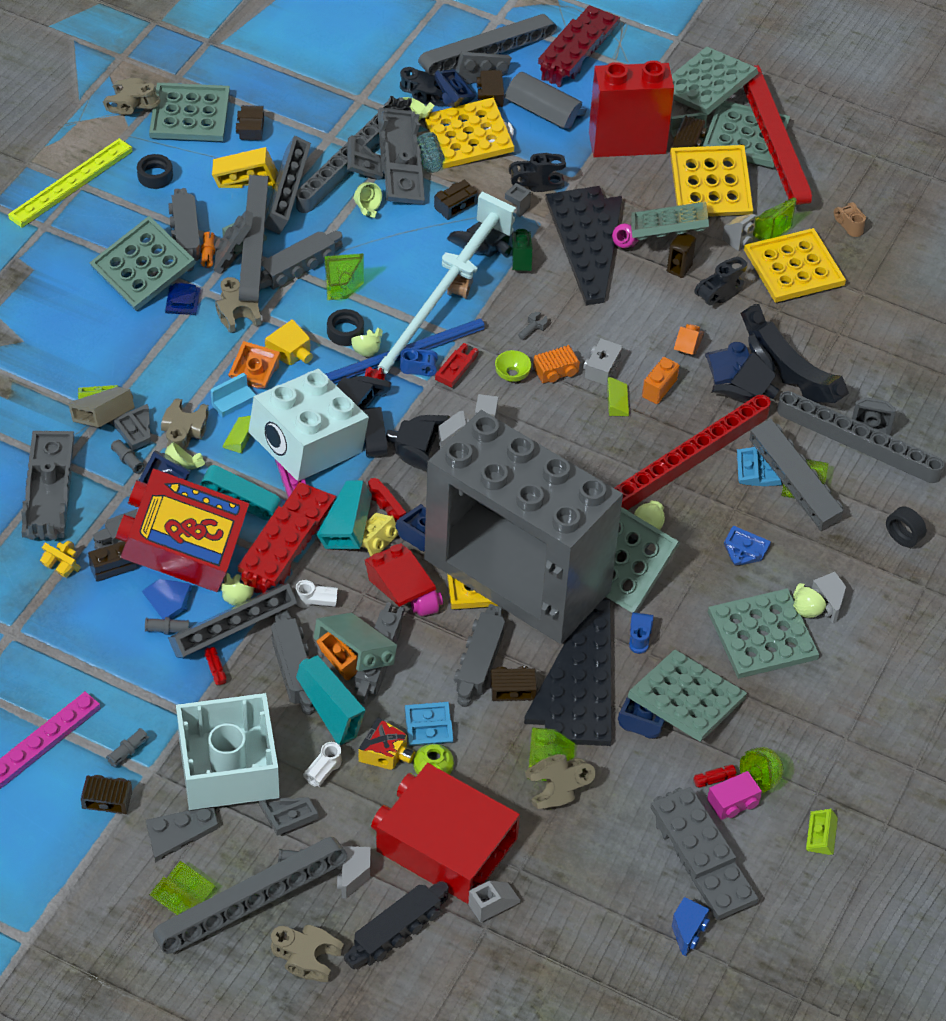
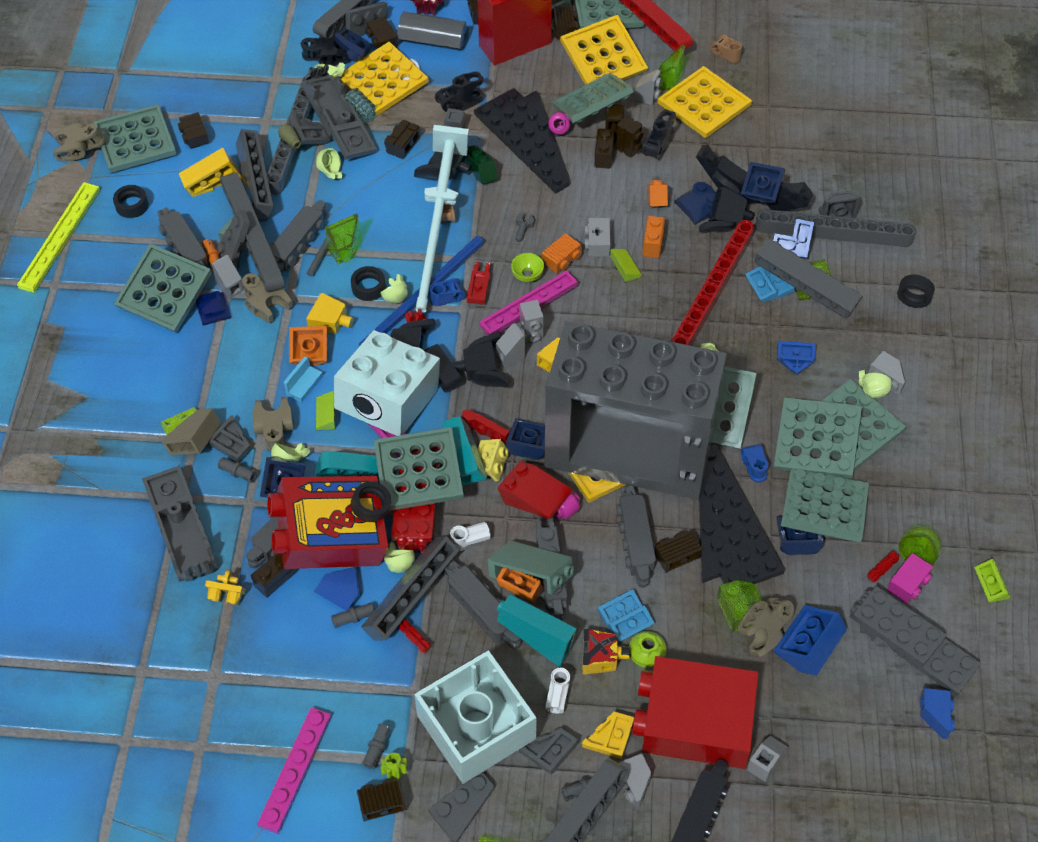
camera: 20 degrees left, 5 degrees up
(133, 769) = (394, 766): none -> lime gear
(209, 273) = (227, 277): none -> light grey slope
(224, 536) = (366, 514): none -> black tyre
(286, 502) = (426, 458): none -> sand green piece
(308, 288) = (318, 258): none -> dark grey bar
(338, 155) = (289, 135): none -> olive cone
(351, 824) = (611, 736): none -> yellow wing
(507, 399) = (544, 294): none -> dark pink plate
(599, 812) = (811, 639): none -> blue slope
(658, 276) = (604, 148): none -> dark brown brick
(689, 271) = (629, 136): none -> dark brown brick
(725, 602) = (826, 447): none -> sand green piece
(798, 362) = (763, 182): none -> dark blue slope
(810, 435) = (801, 238): none -> brick

